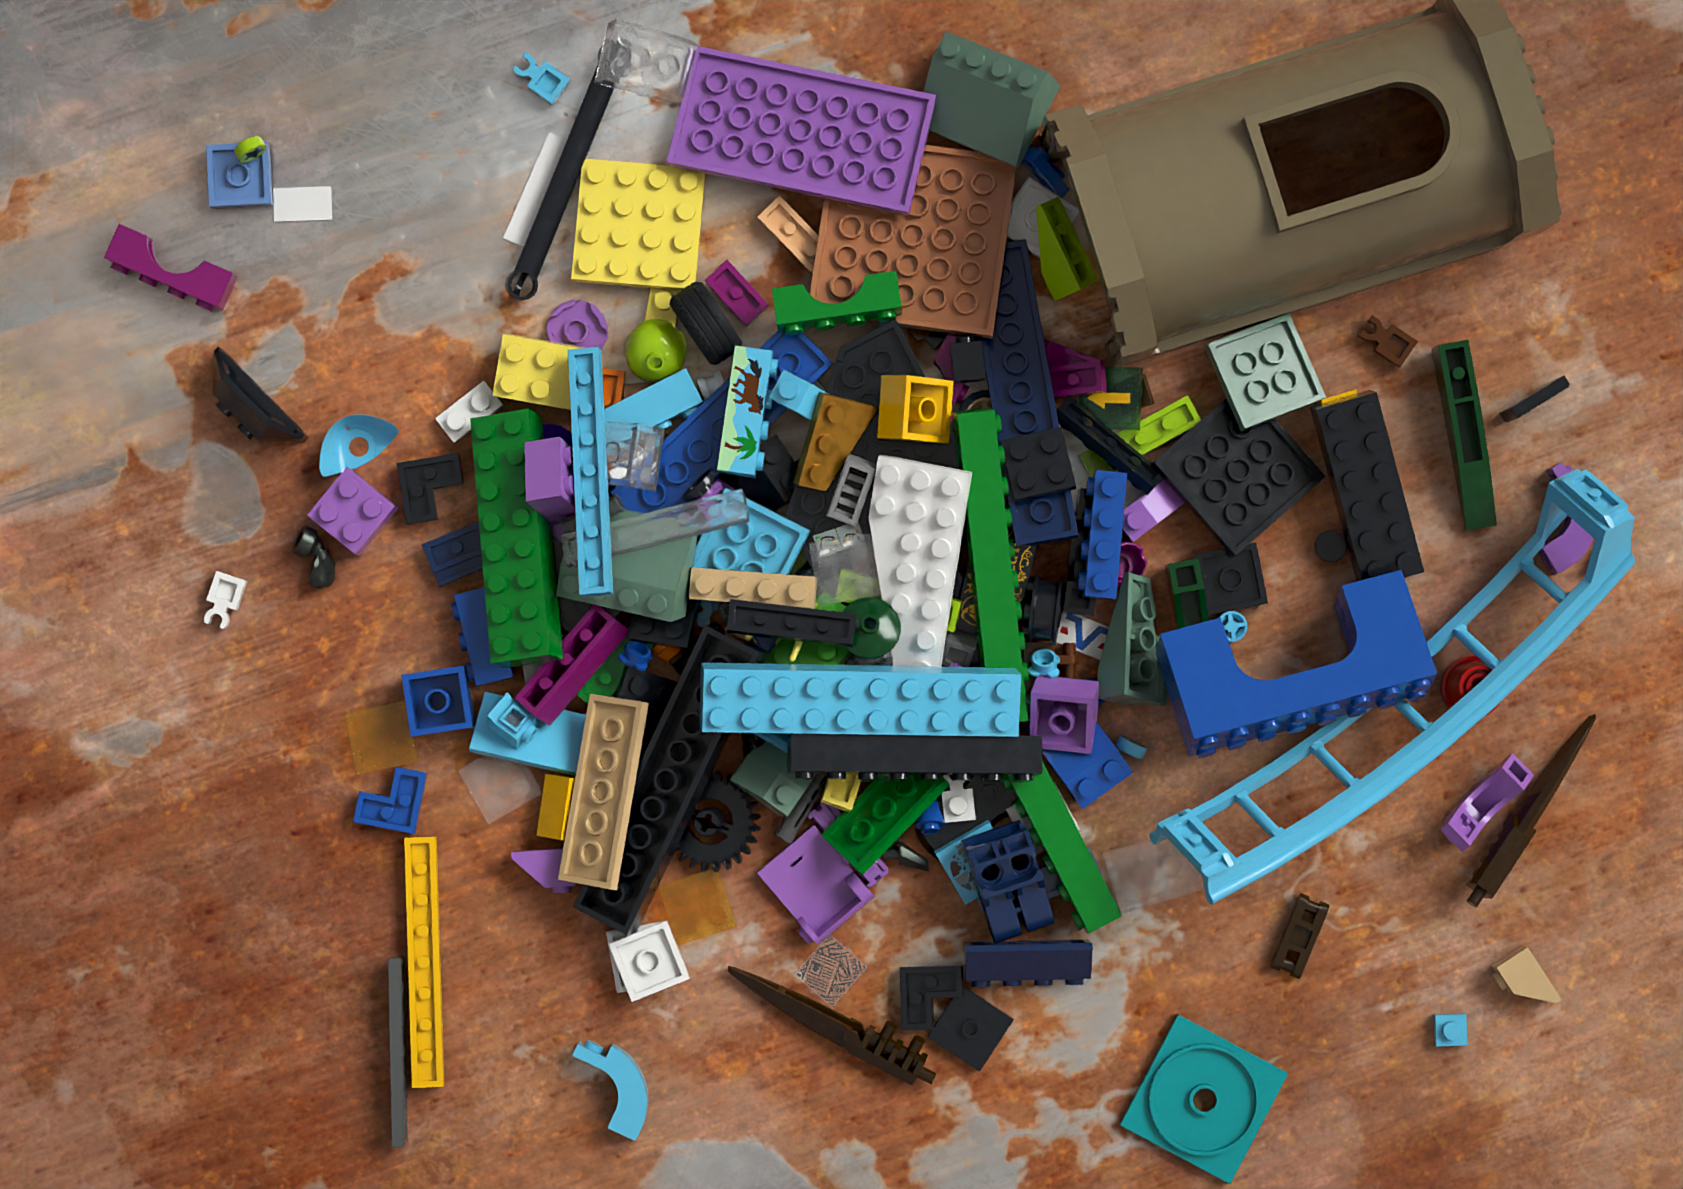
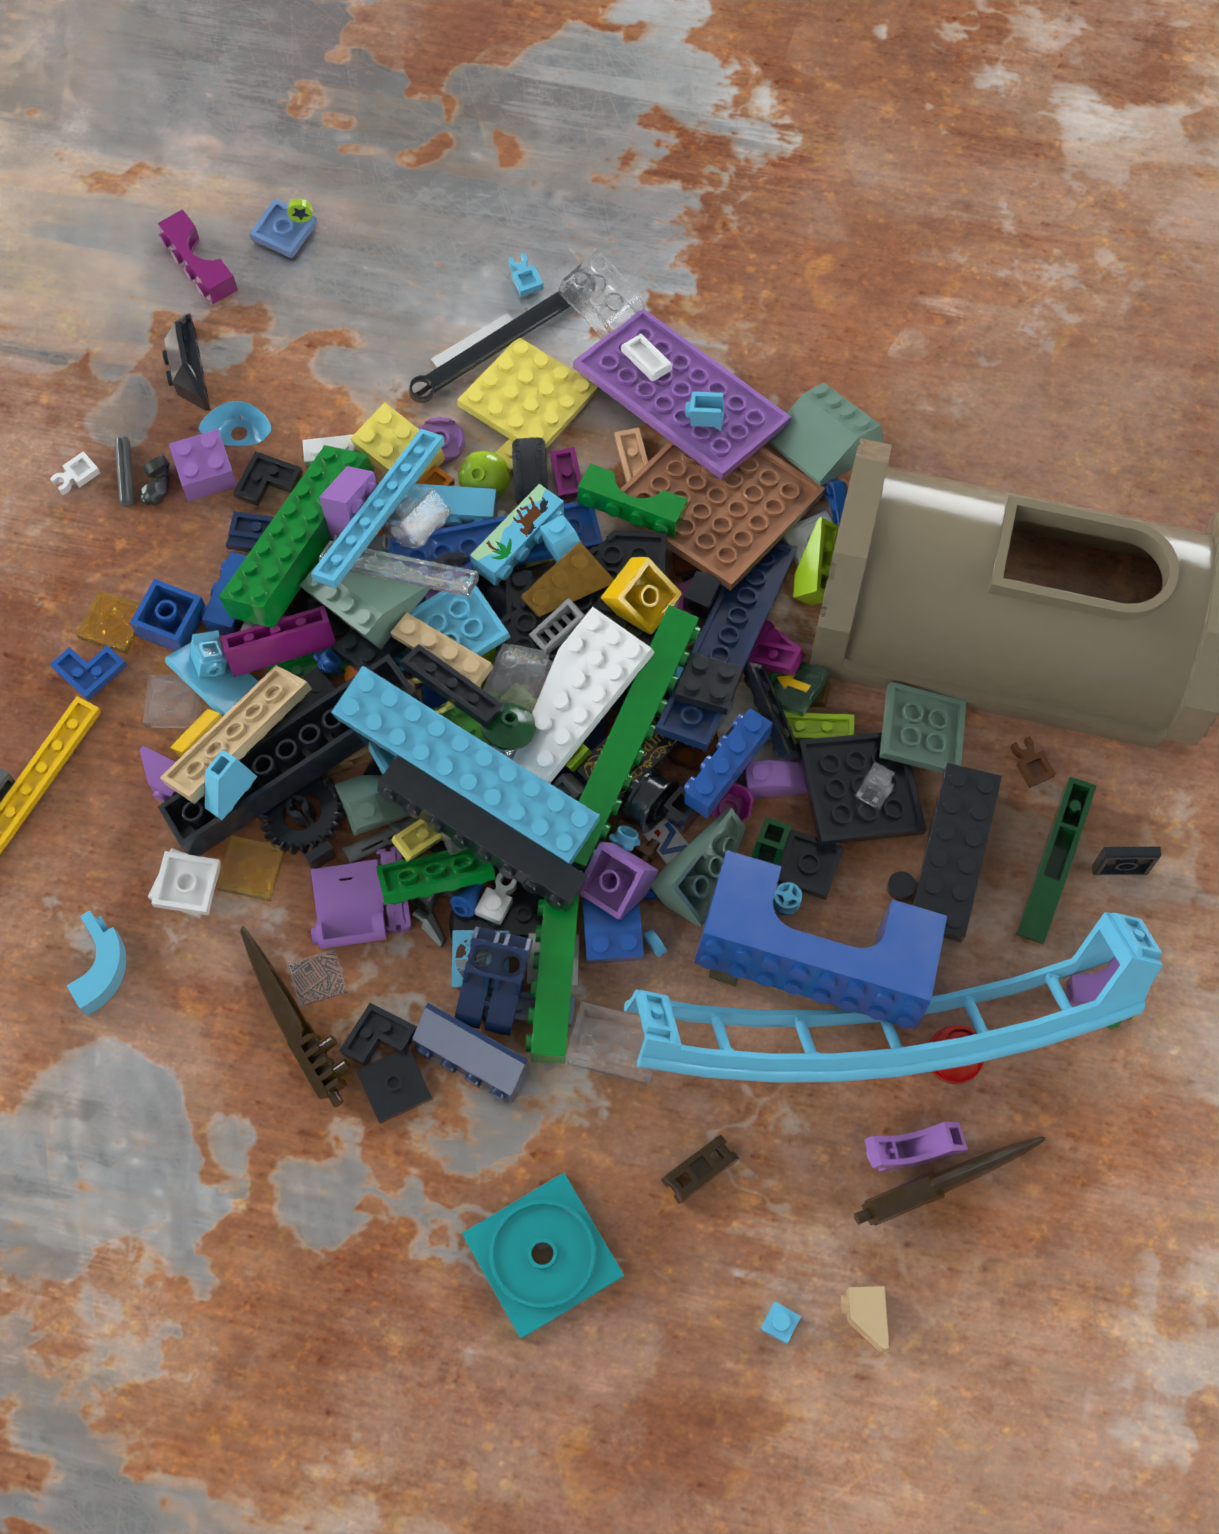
camera: 35 degrees right, 20 degrees down
(272, 564) = (124, 471): none -> dark grey axle
(302, 203) = (312, 270): white sticker -> none
(636, 854) = (225, 783): none -> medium azure slope
(742, 112) = (646, 357): none -> white tile
(756, 854) = (320, 855): none -> black tile
(848, 148) = (706, 409): none -> medium azure window
(1256, 467) = (876, 786): none -> clear brick

